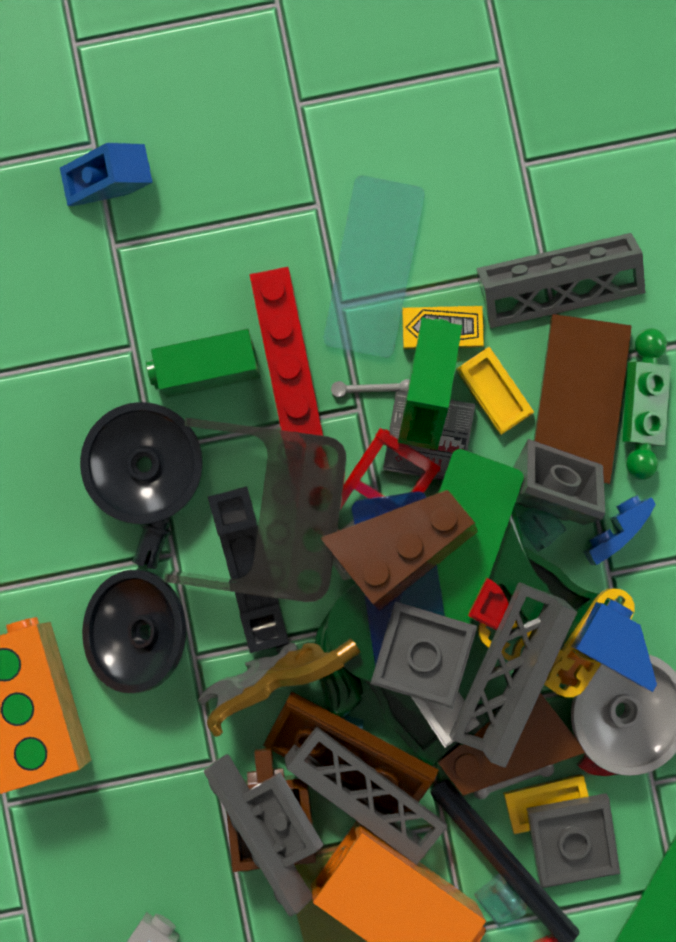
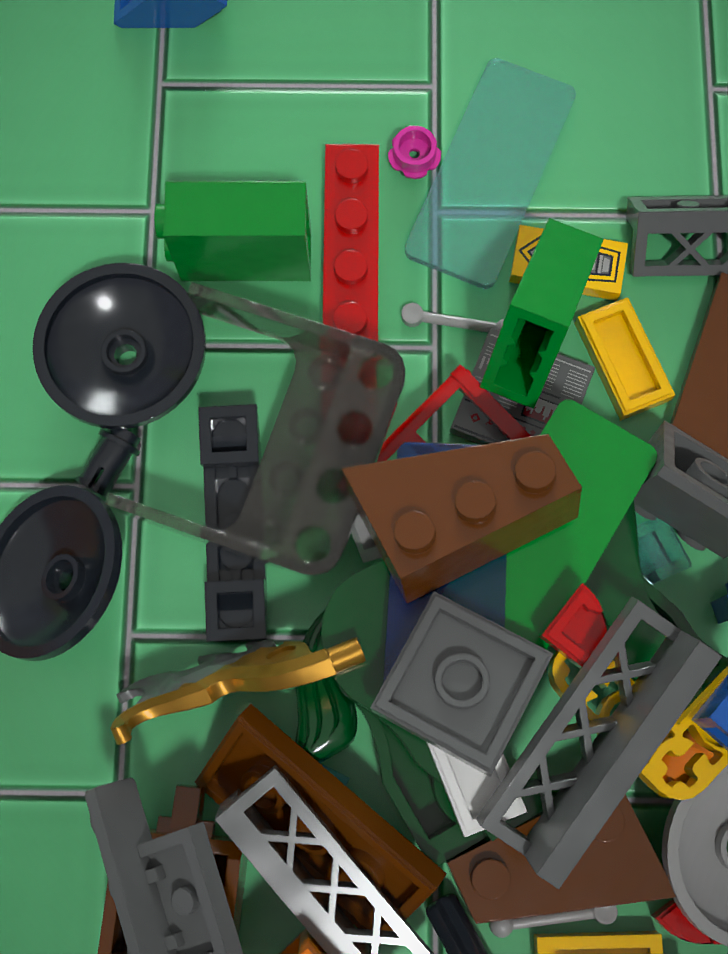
camera: 10 degrees right, 10 degrees down
(311, 256) = (419, 140): none -> dark pink plate

